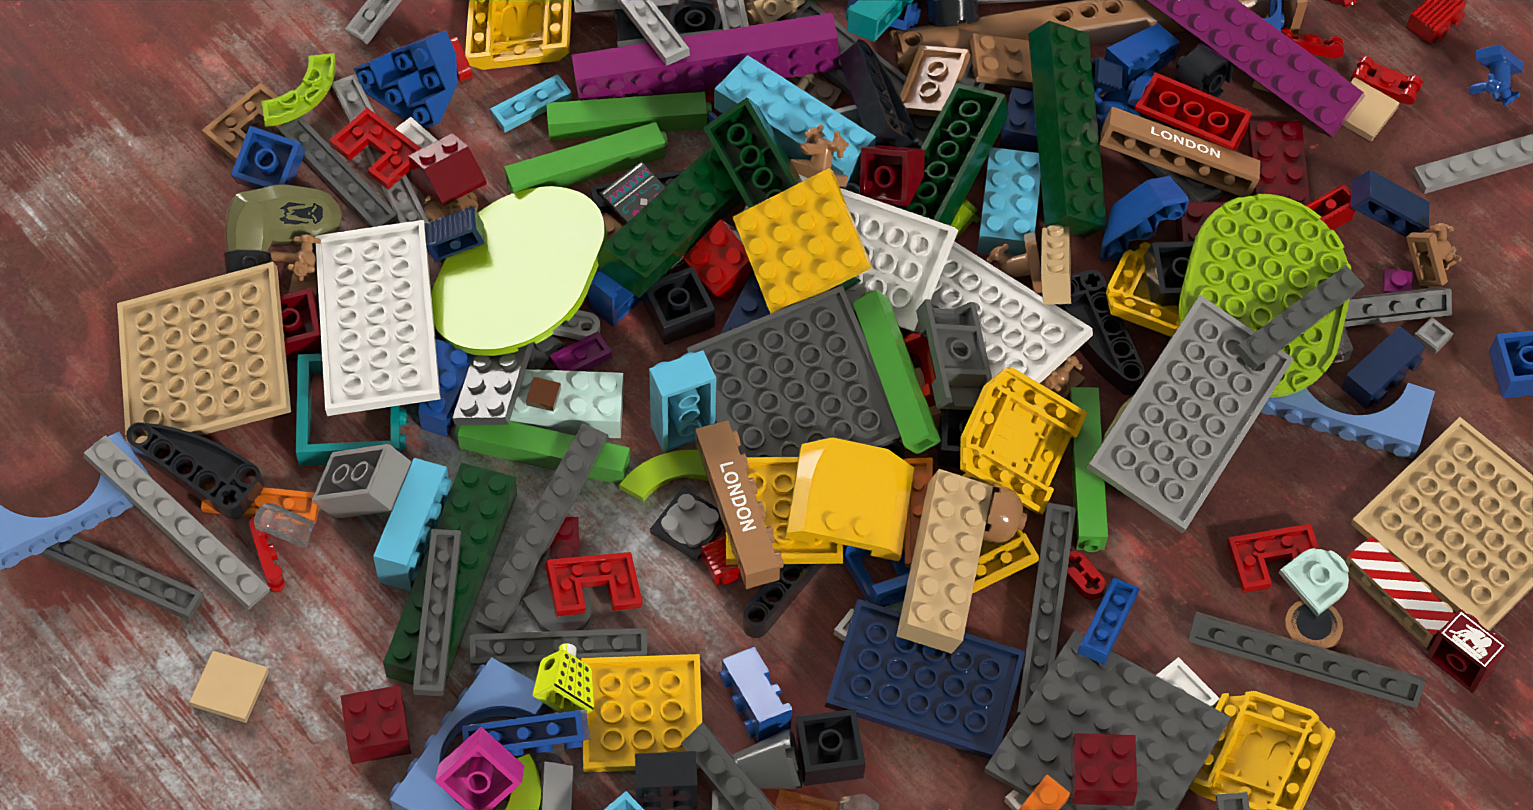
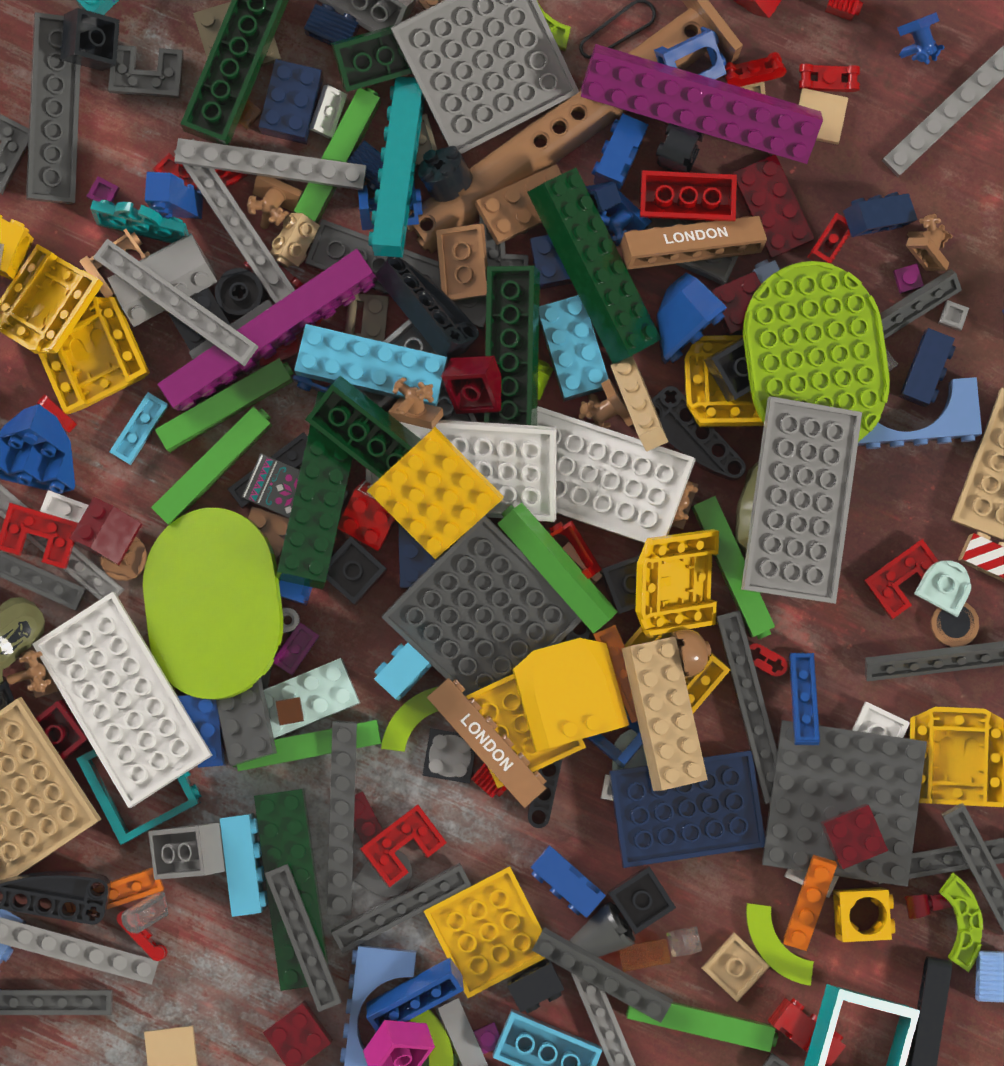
camera: 25 degrees left, 25 degrees up
(454, 234) = (143, 589): dark blue brick -> none
(564, 681) = (423, 942): neon yellow torso -> none
(957, 377) = (582, 513): dark grey piece -> none
(1138, 87) = (634, 187): blue plate -> none
(1299, 318) = (853, 373): dark grey plate -> none

